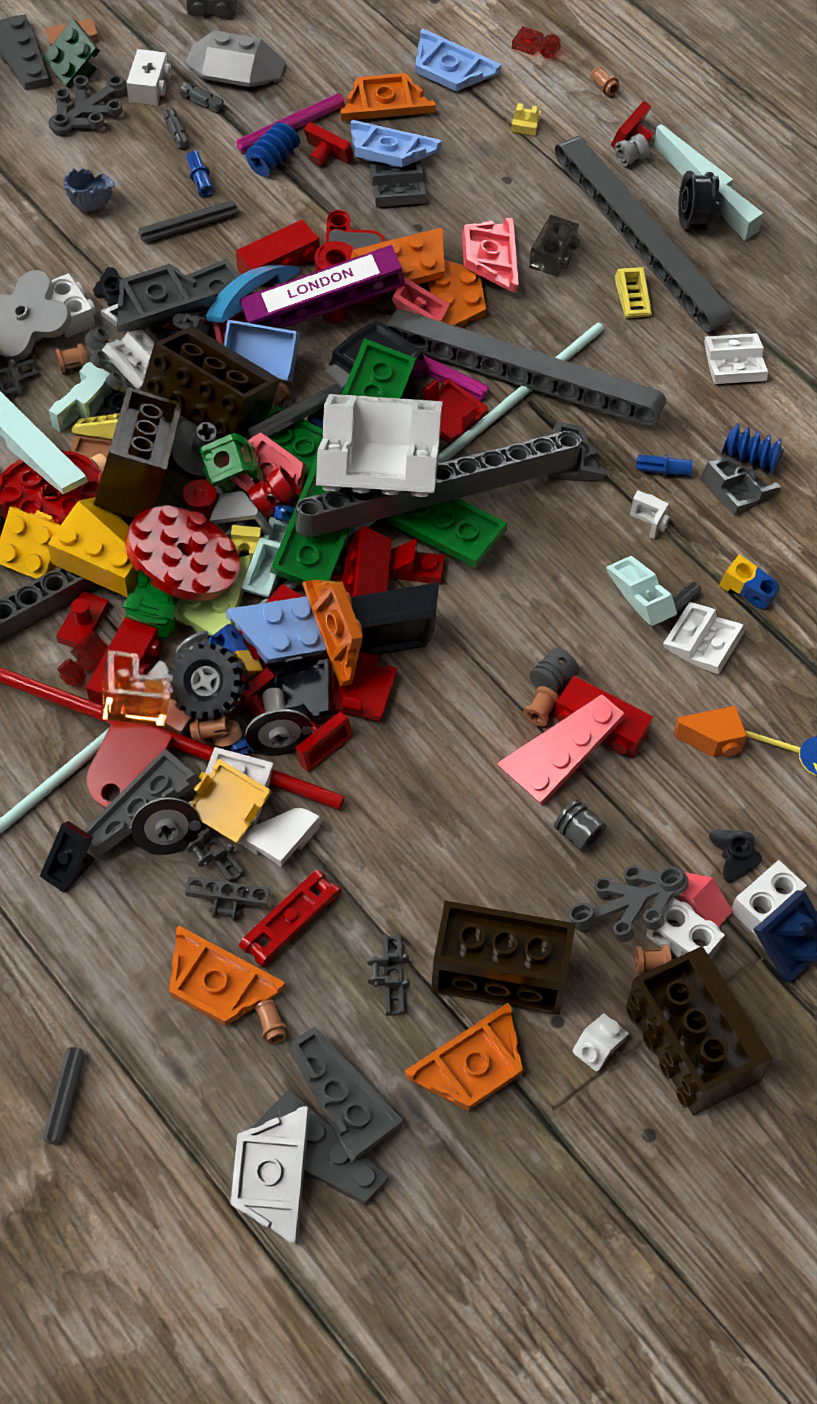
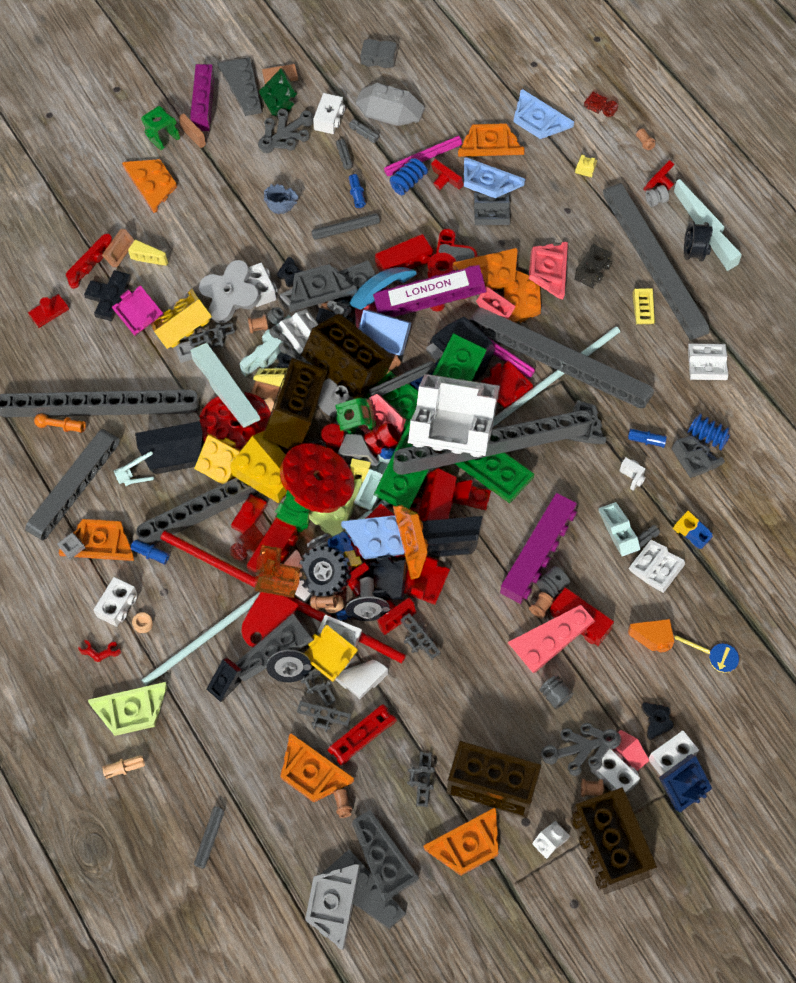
camera: 10 degrees right, 5 degrees up
(367, 781) = (413, 634): none -> dark grey piece
(526, 629) = (538, 548): none -> magenta brick

